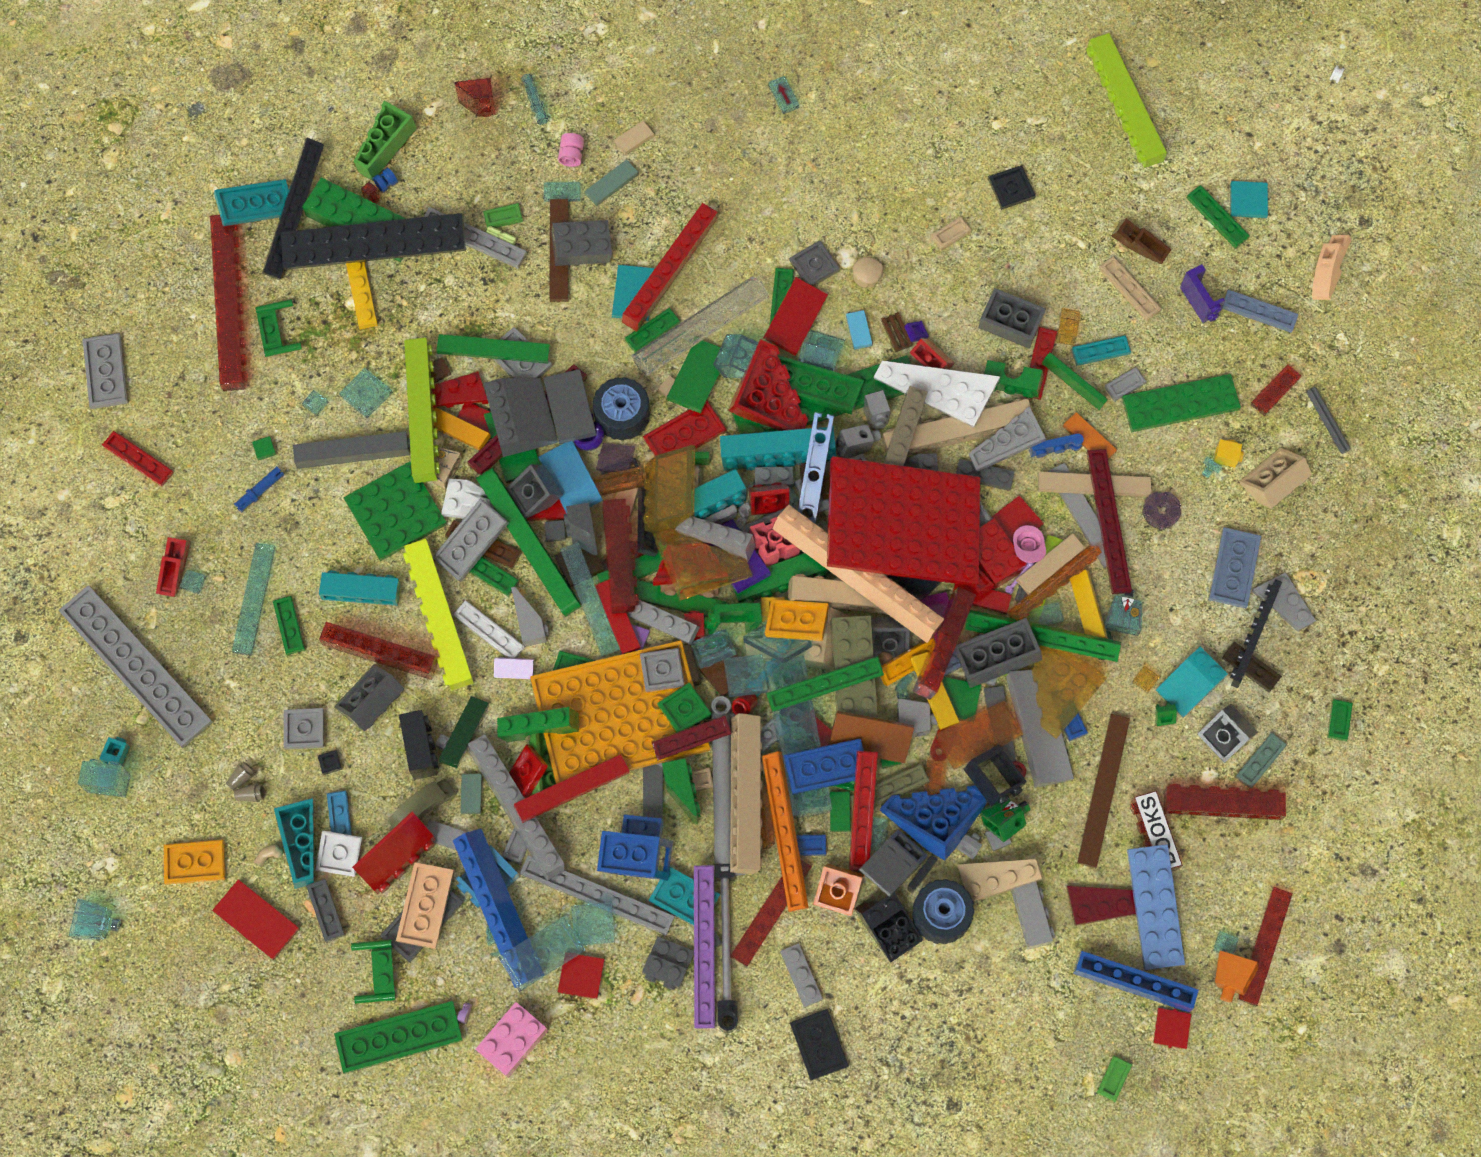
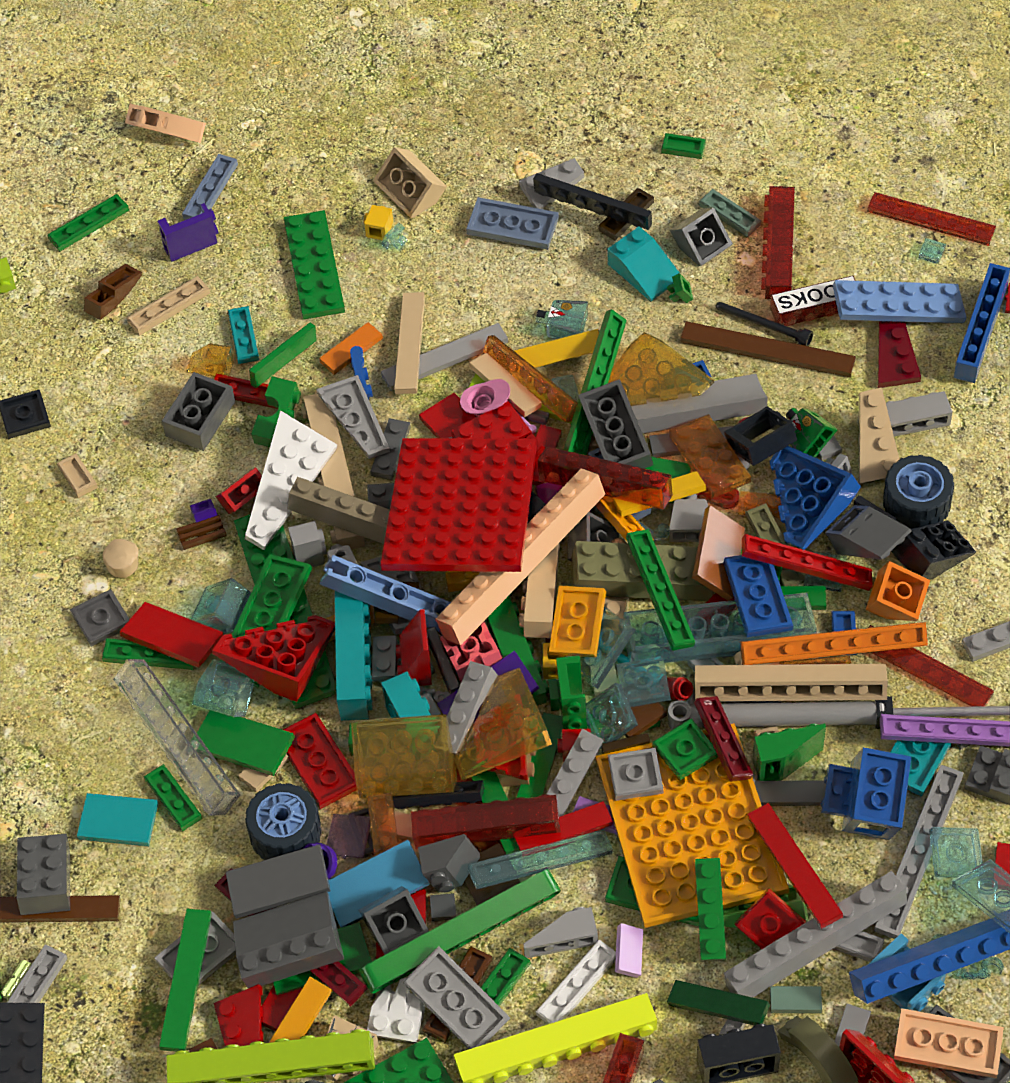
camera: 85 degrees left, 15 degrees down
(669, 267) = (91, 770): red brick -> none
(858, 329) = (194, 571): medium azure tile -> none
(1109, 521) = (456, 326): dark red tile -> none
(1117, 821) = (803, 336): none -> black piece
(1125, 384) = (287, 313): light grey tile -> none
(1146, 679) = (639, 307): clear yellow tile -> none
(1161, 500) = (444, 294): plate -> none
(1234, 974) = (967, 239): orange torso -> none
(1248, 199) = (71, 193): teal tile -> none
(1276, 390) = (306, 178): clear red plate -> none
(1328, 420) = (344, 137): dark grey axle -> none

